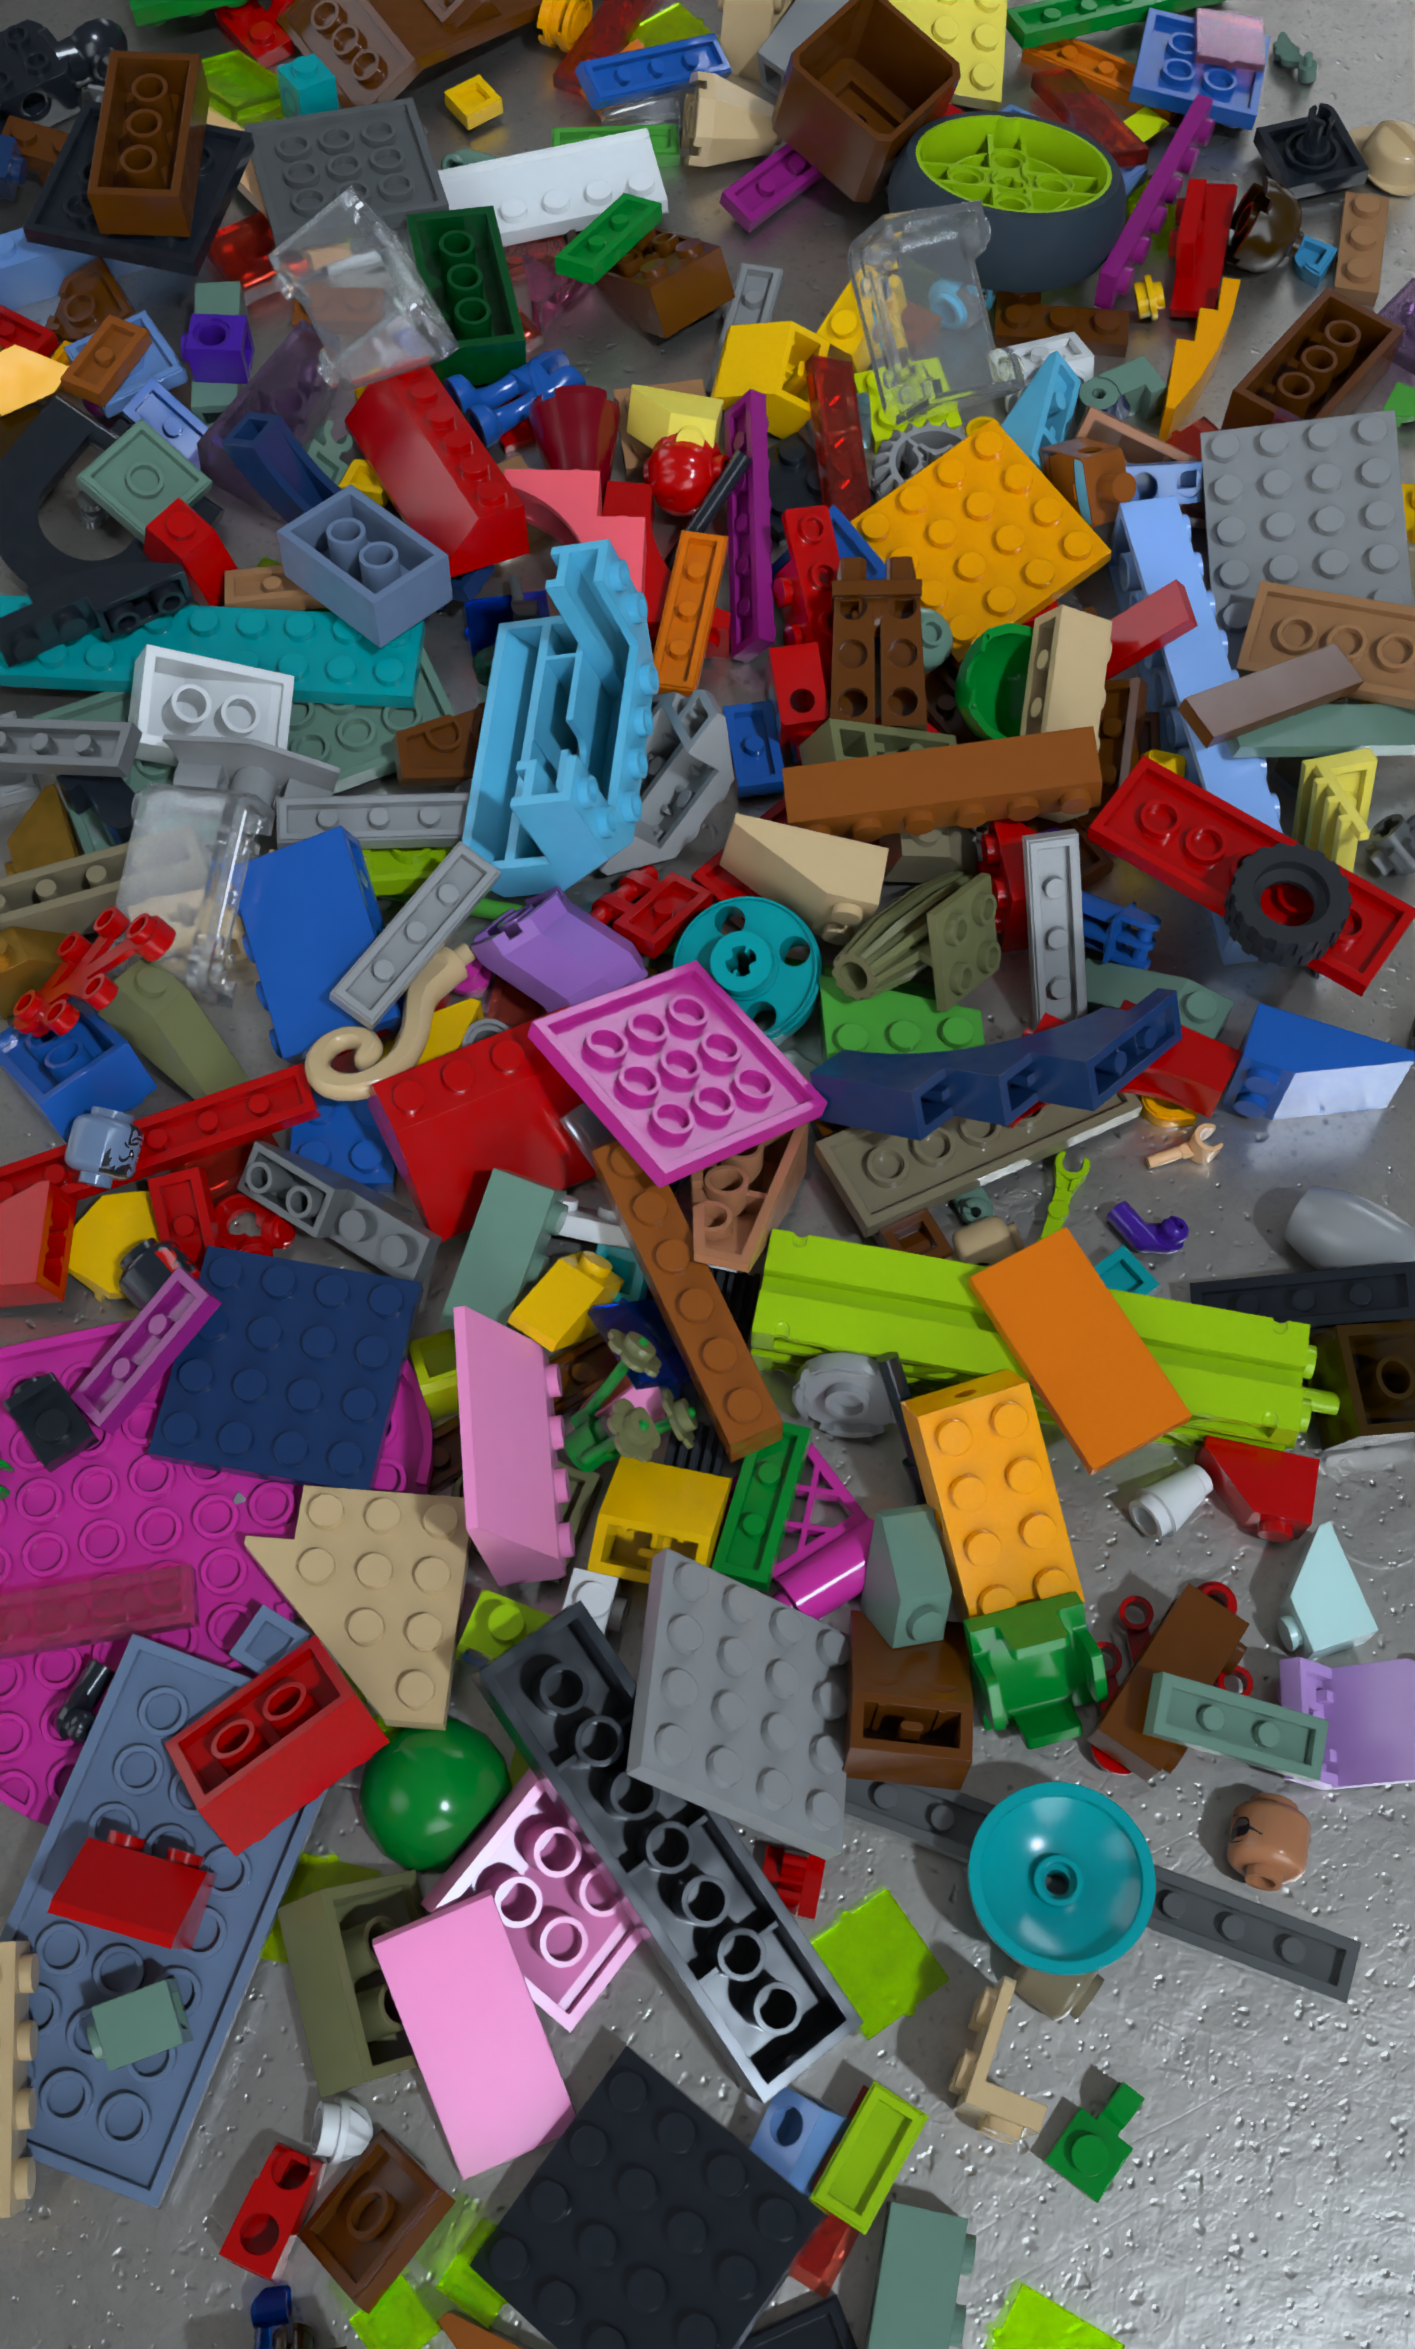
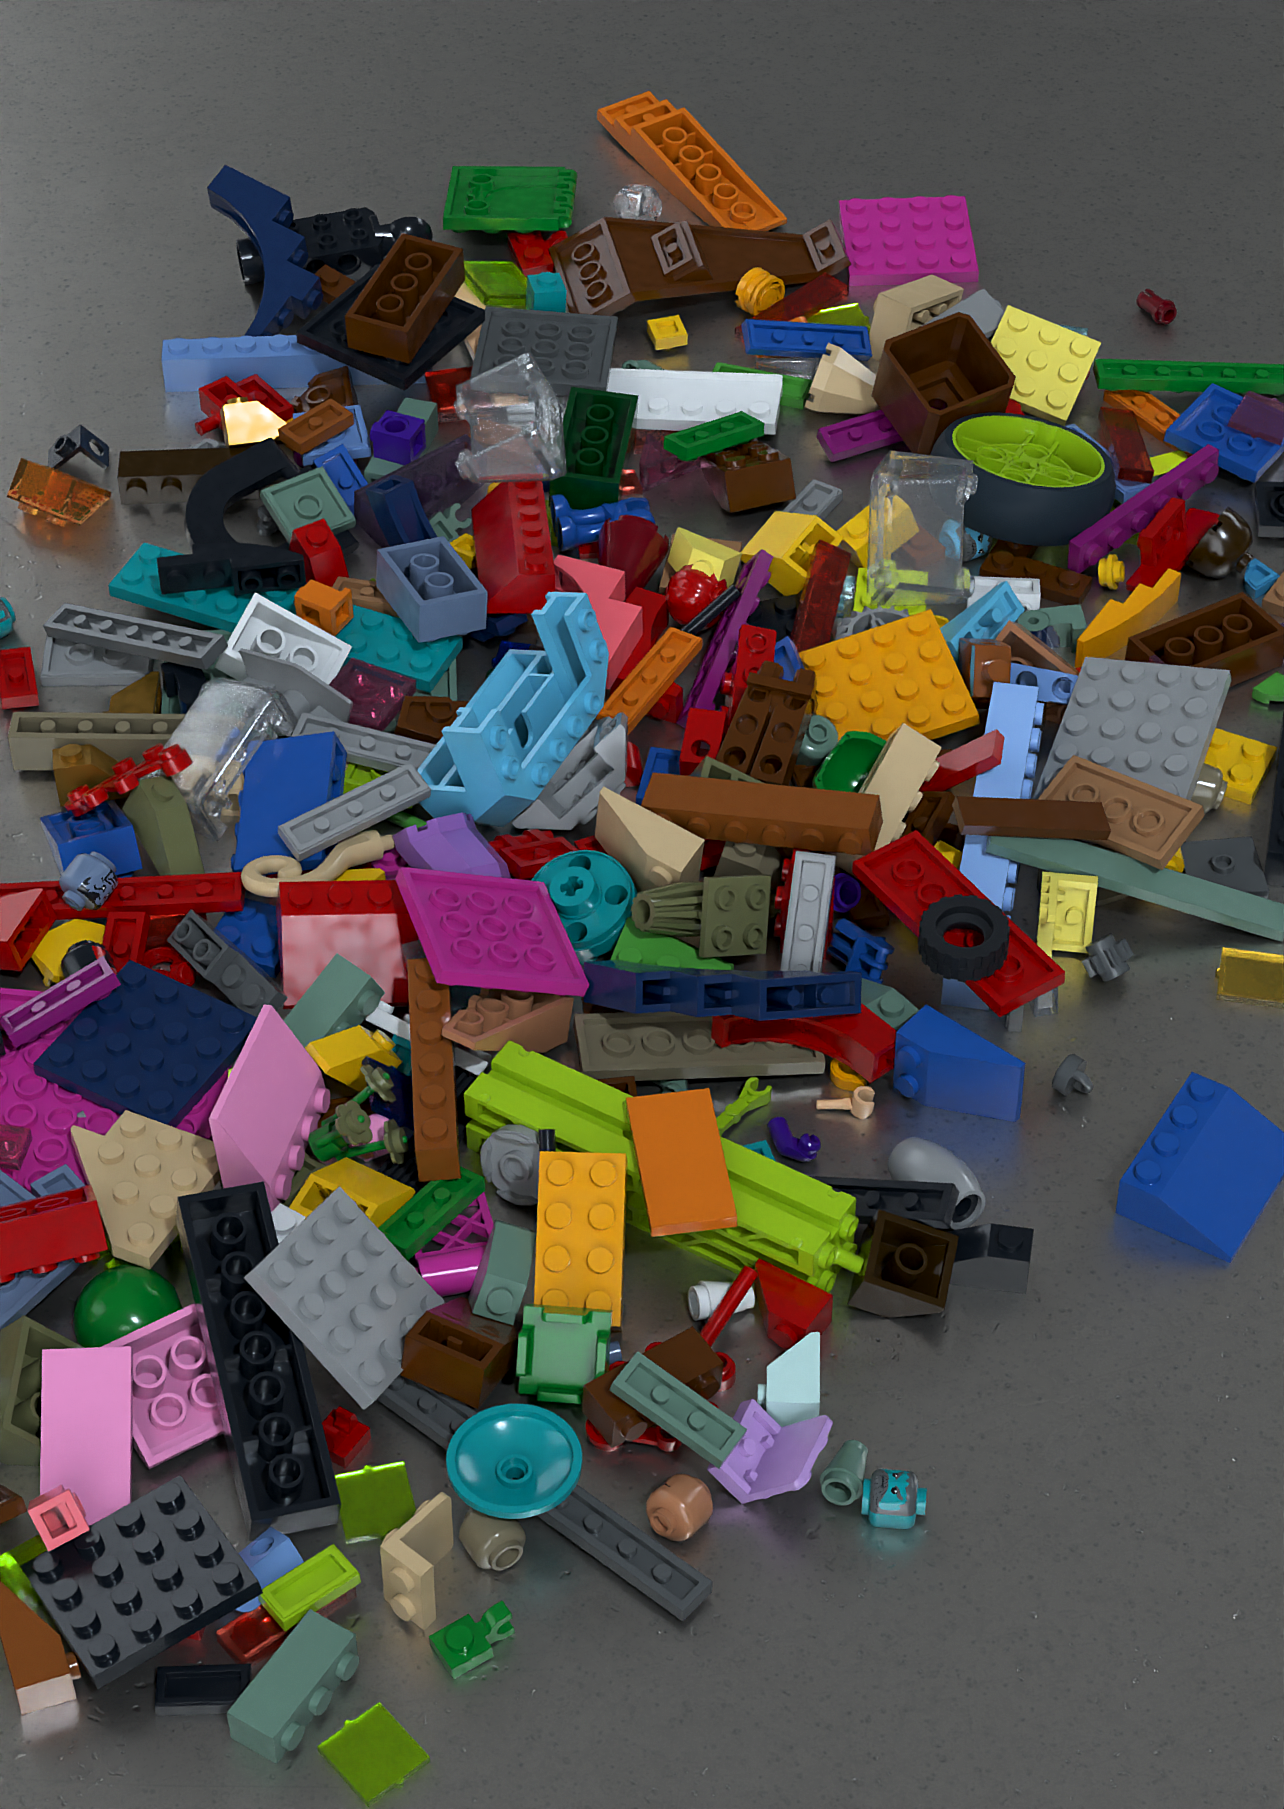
camera: 20 degrees right, 20 degrees down
(235, 631) = (324, 606): none -> orange brick
(345, 734) = (374, 693): none -> clear pink plate
(496, 2188) = (58, 1516): none -> coral brick
(1192, 1528) = (728, 1305): none -> red bar

